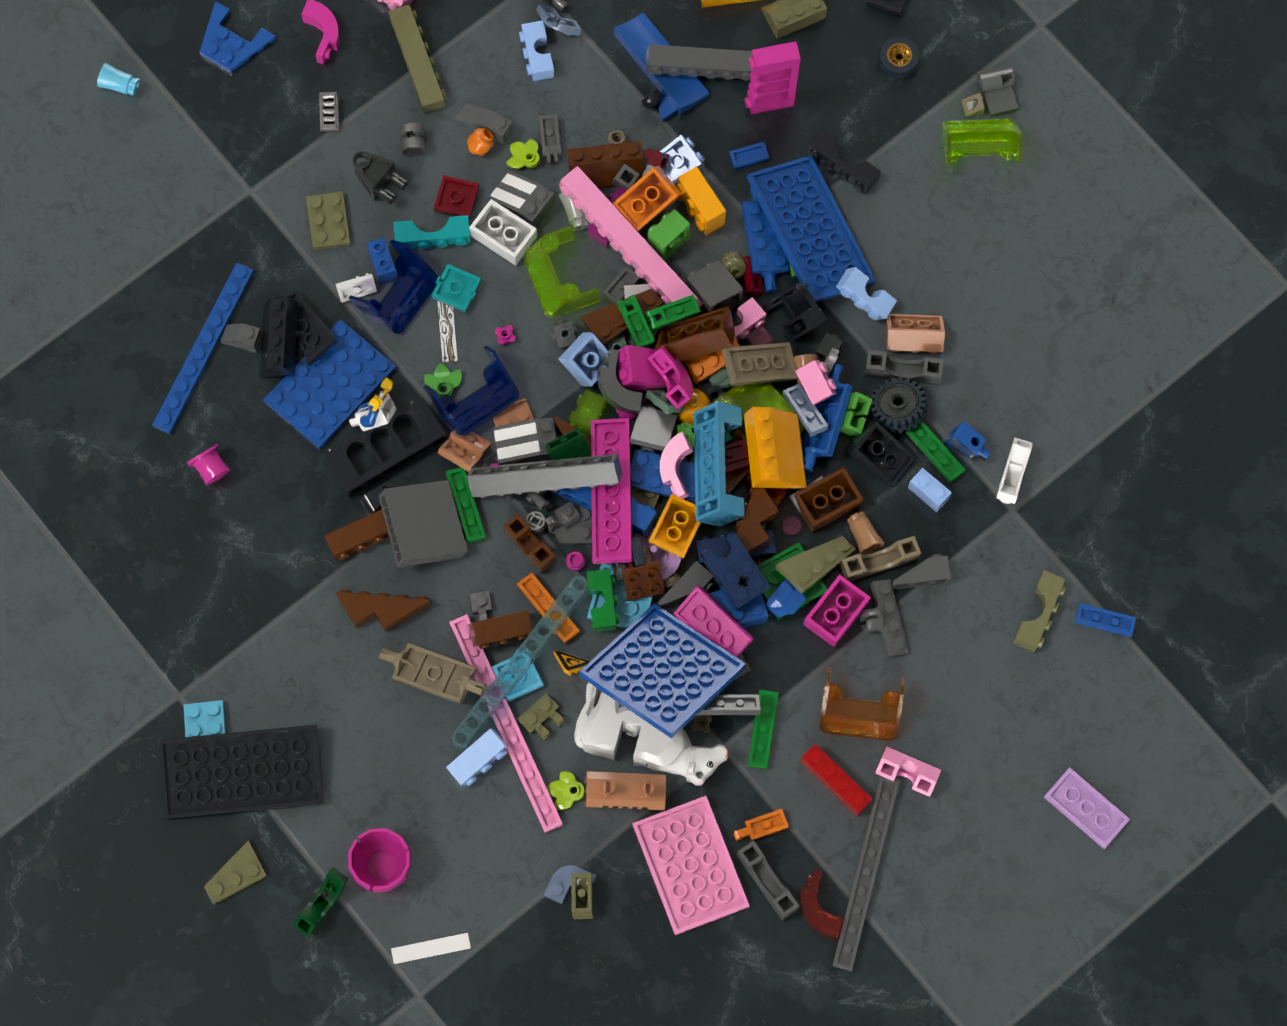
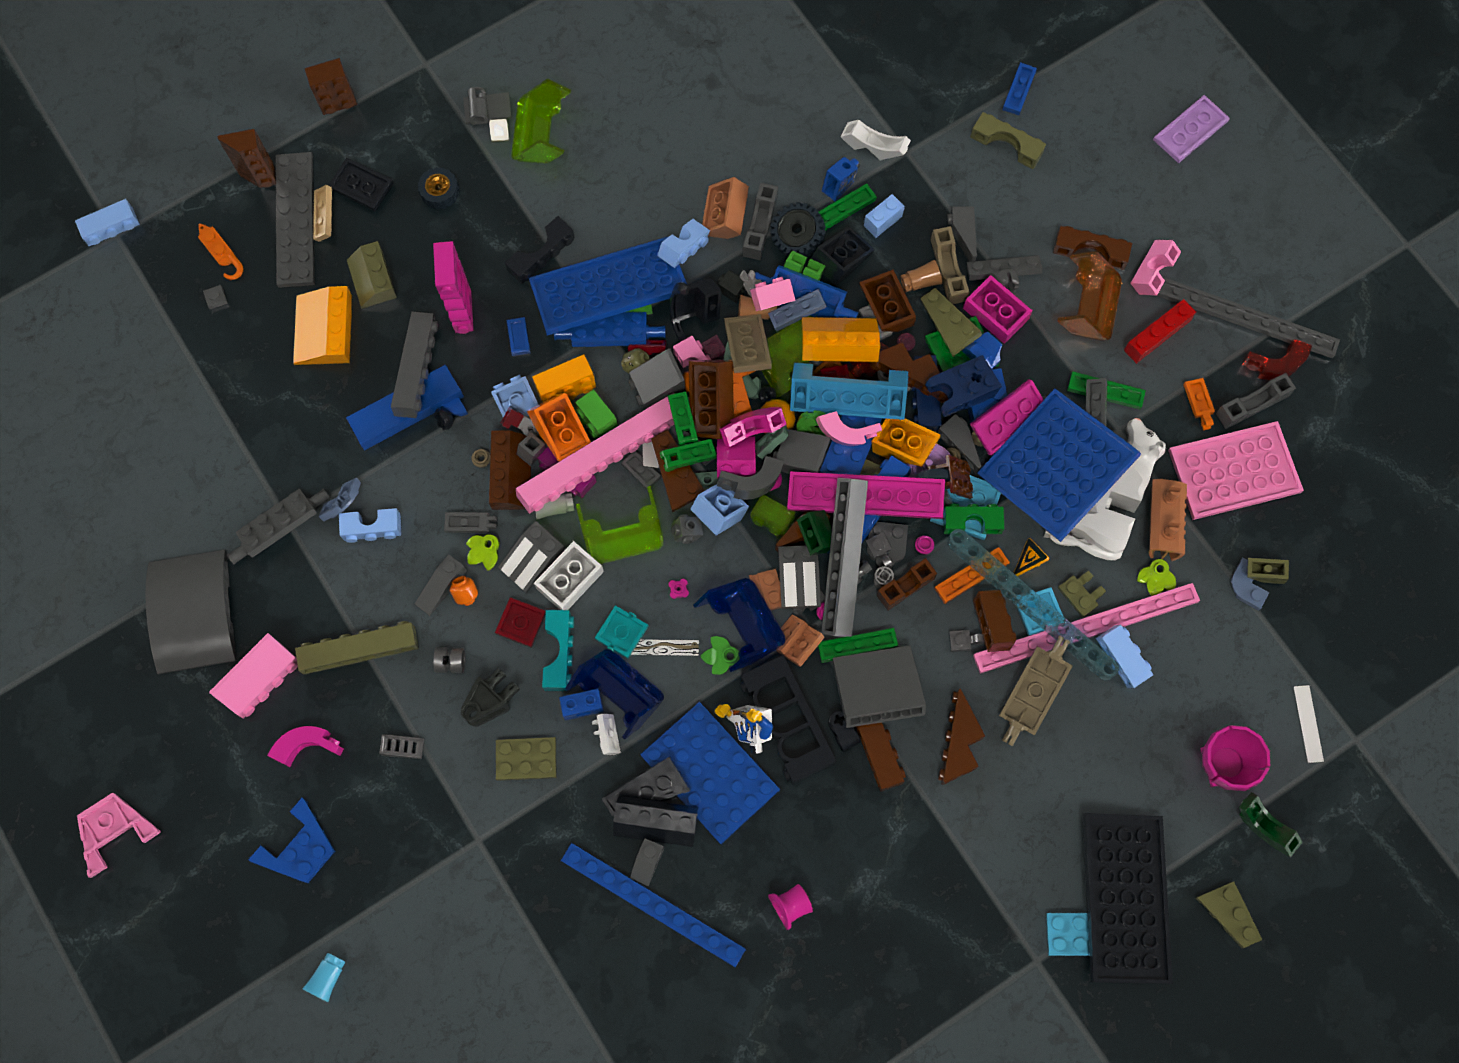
camera: 80 degrees left, 0 degrees up
(927, 681) = (1113, 250): none -> reddish brown arch

